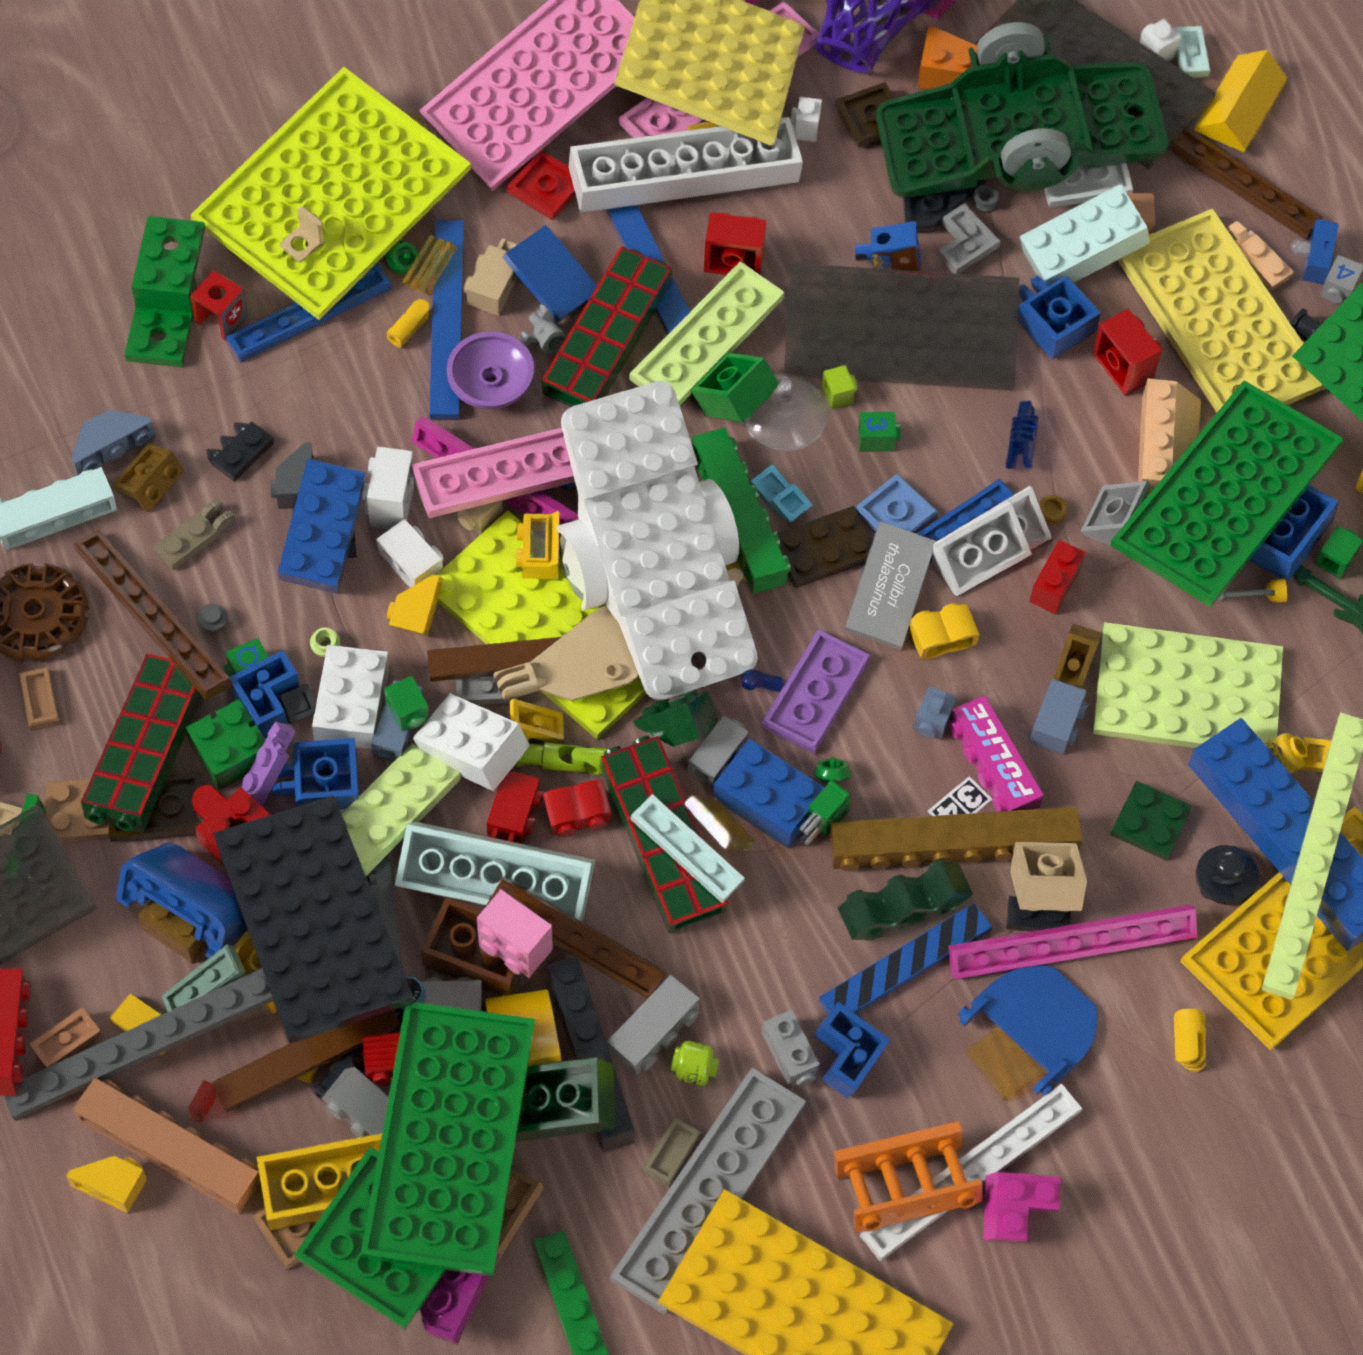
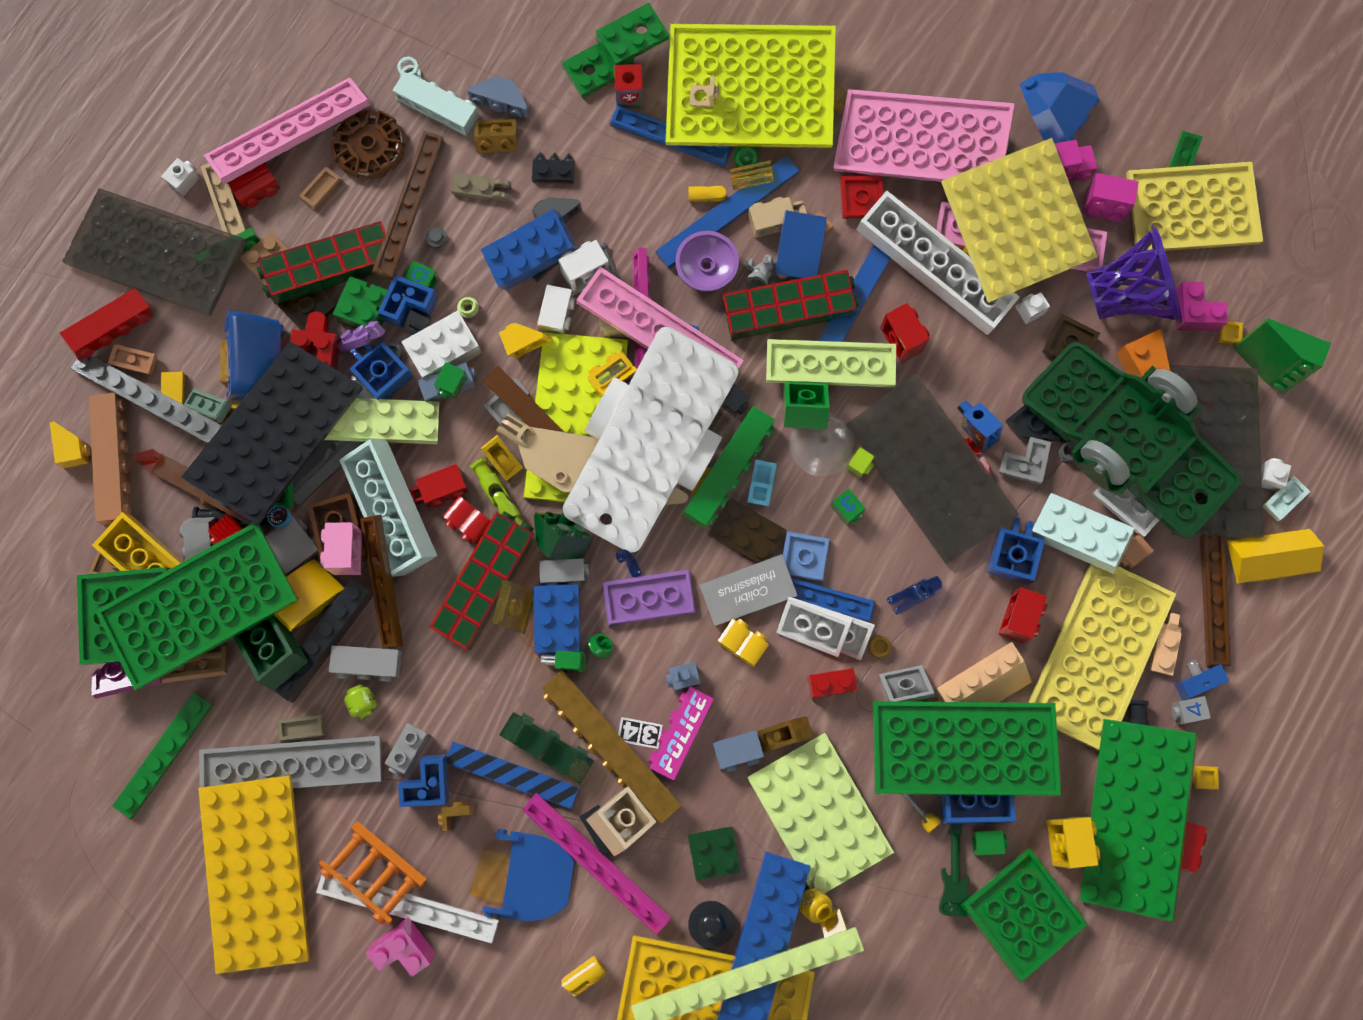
camera: 55 degrees right, 15 degrees up
(472, 741) = (458, 433): white brick -> none
(687, 848) = (475, 602): light aqua plate -> none
(906, 1052) = (460, 808): none -> pearl gold bracket

